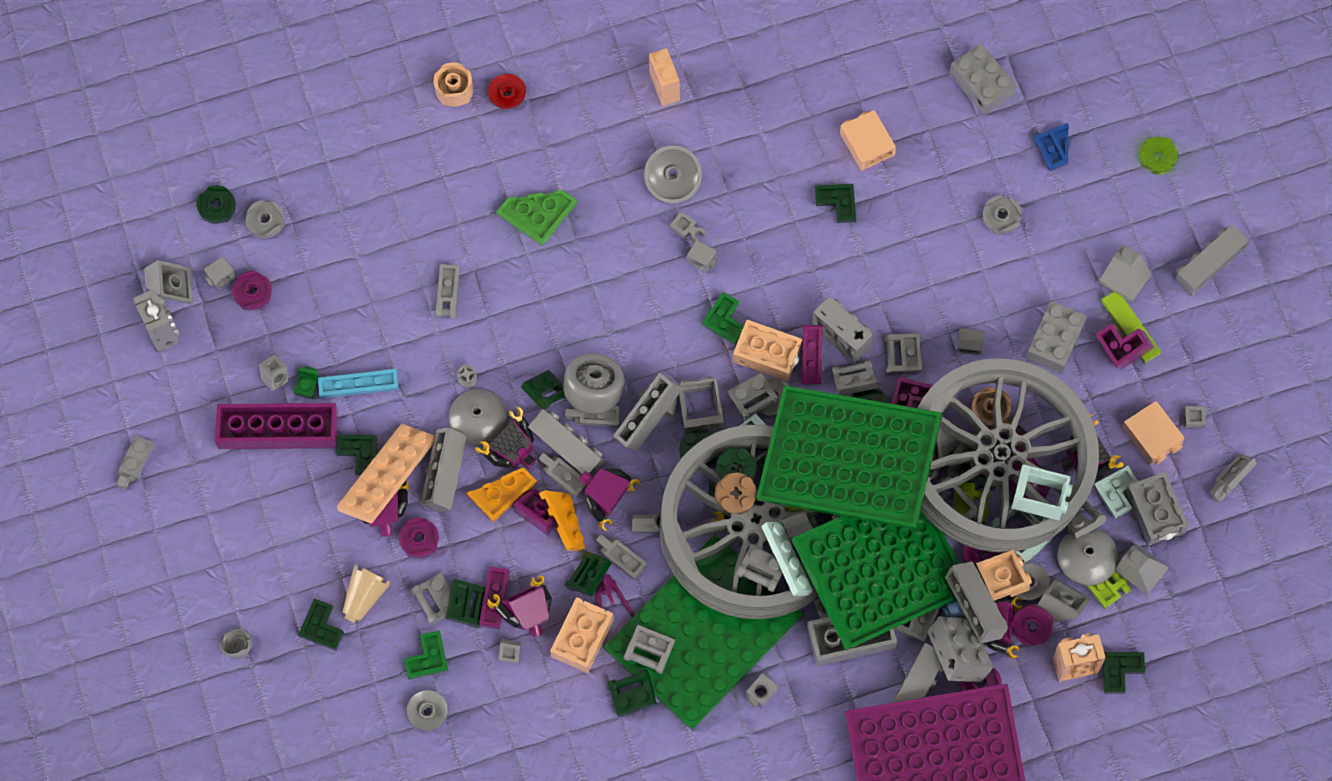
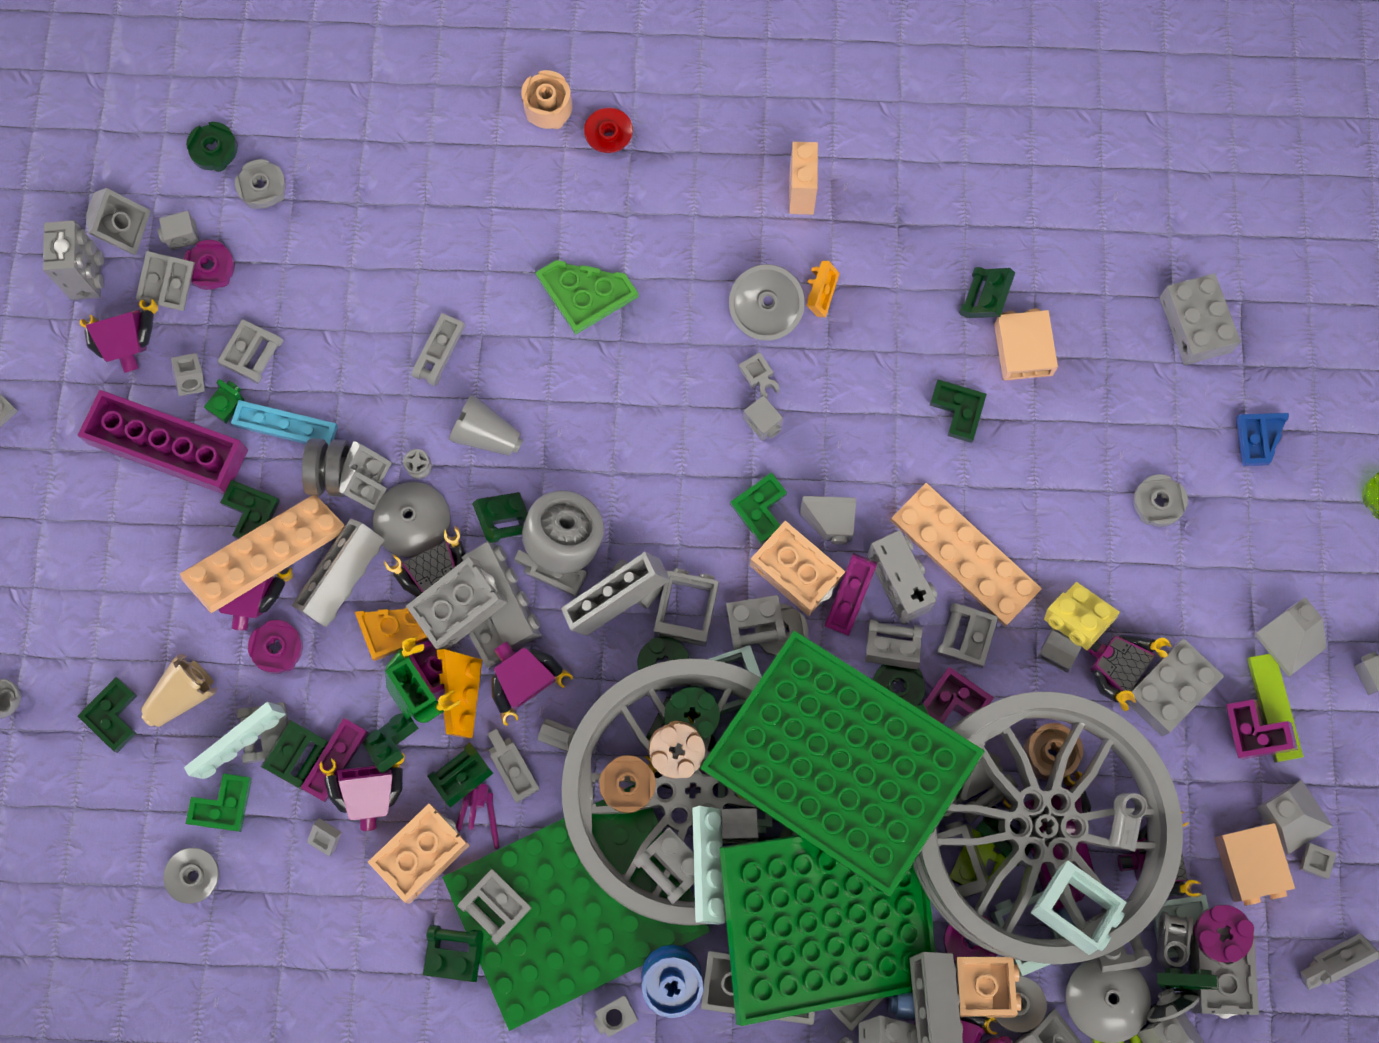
camera: 20 degrees right, 5 degrees up
(211, 363) = (121, 335): none -> magenta torso
(226, 313) = (165, 280): none -> light grey slope
(303, 341) = (243, 347): none -> light grey plate
(406, 399) = (323, 466): none -> flat silver wheel
(417, 613) = (239, 737): none -> light aqua plate
(433, 396) = (363, 475): none -> light grey slope
(506, 334) = (485, 429): none -> light grey cone
(526, 572) = (383, 742): none -> dark green plate
(530, 526) = (409, 688): none -> green torso
(540, 456) = (457, 603): none -> light grey piece
(708, 150) = (822, 288): none -> light orange plate
(716, 517) = (616, 772): none -> medium nougat plate
(776, 306) = (830, 517): none -> light grey slope
(802, 655) = (669, 997): none -> wheel
(832, 112) = (993, 294): none -> dark green plate
(881, 299) = (965, 554): none -> light nougat plate
(975, 311) = (1081, 615): none -> light yellow plate
(1016, 333) = (1122, 664): none -> torso
(1053, 429) = (1127, 825): none -> light grey piece
(1116, 497) = (1174, 937): none -> light grey piece
(1129, 525) = (1179, 982): none -> dark green plate
(1129, 541) = (1172, 1005): none -> dish
(1137, 488) = (1240, 932): none -> magenta plate
(1170, 393) = (1295, 816): none -> light grey slope

